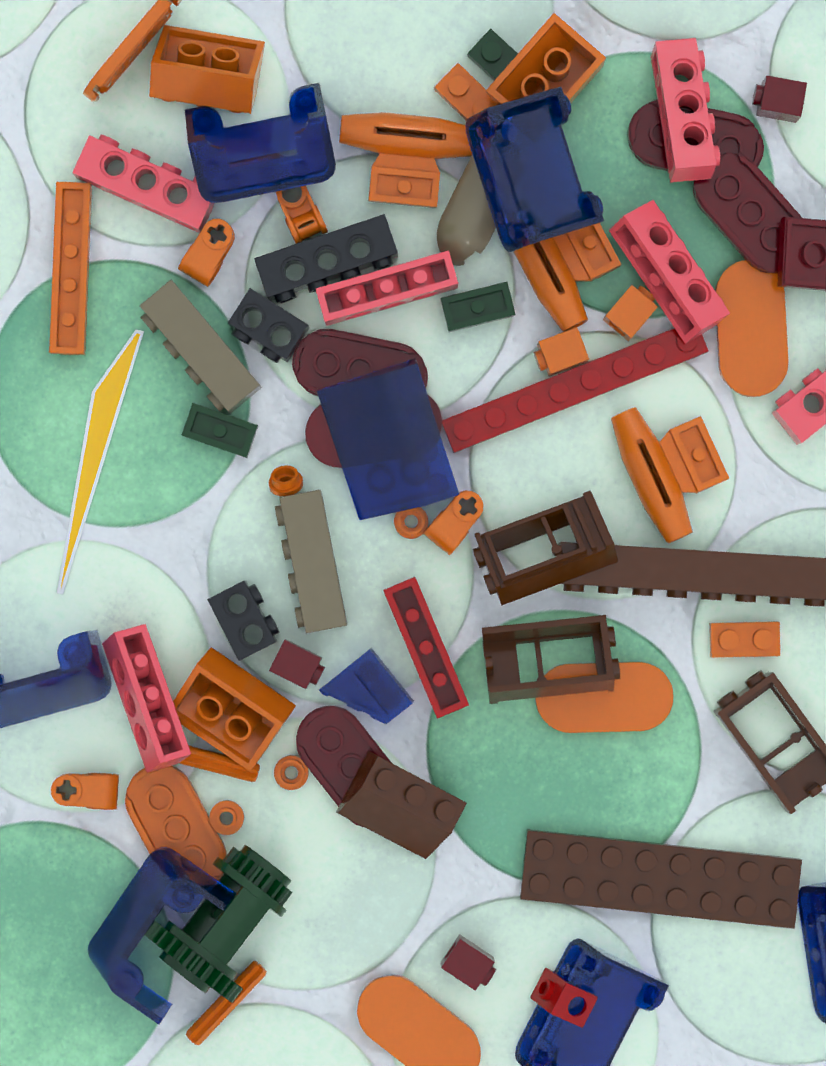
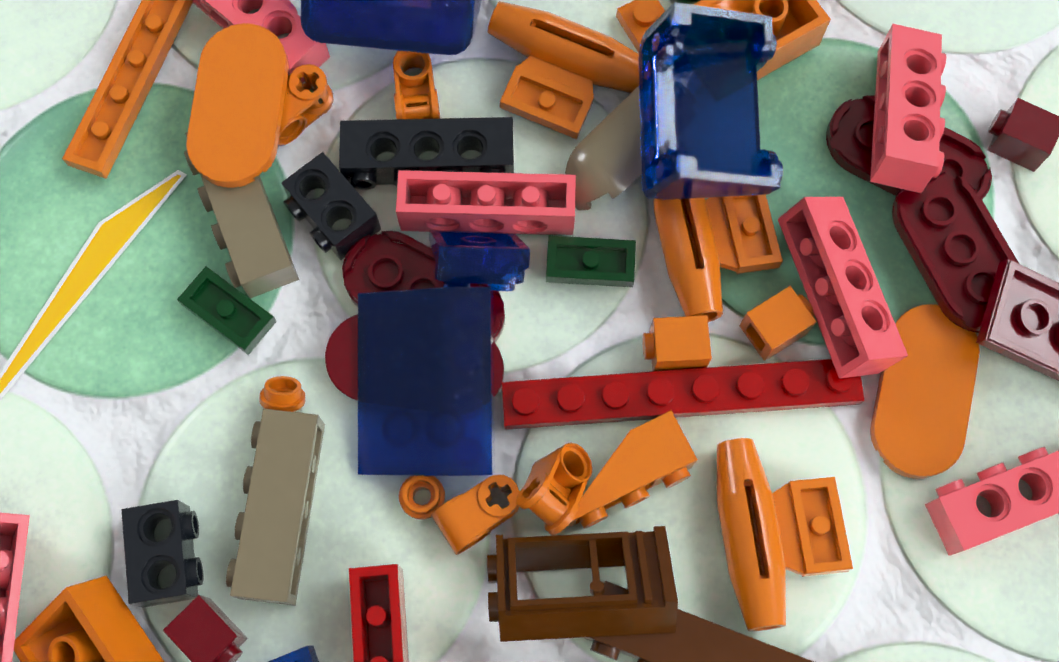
camera: 20 degrees right, 15 degrees down
(173, 271) = (237, 105): none -> orange tile
(396, 334) = (479, 259): none -> clear blue slope
(506, 487) = (557, 486): none -> orange piece
(559, 448) = (644, 459): none -> orange slope

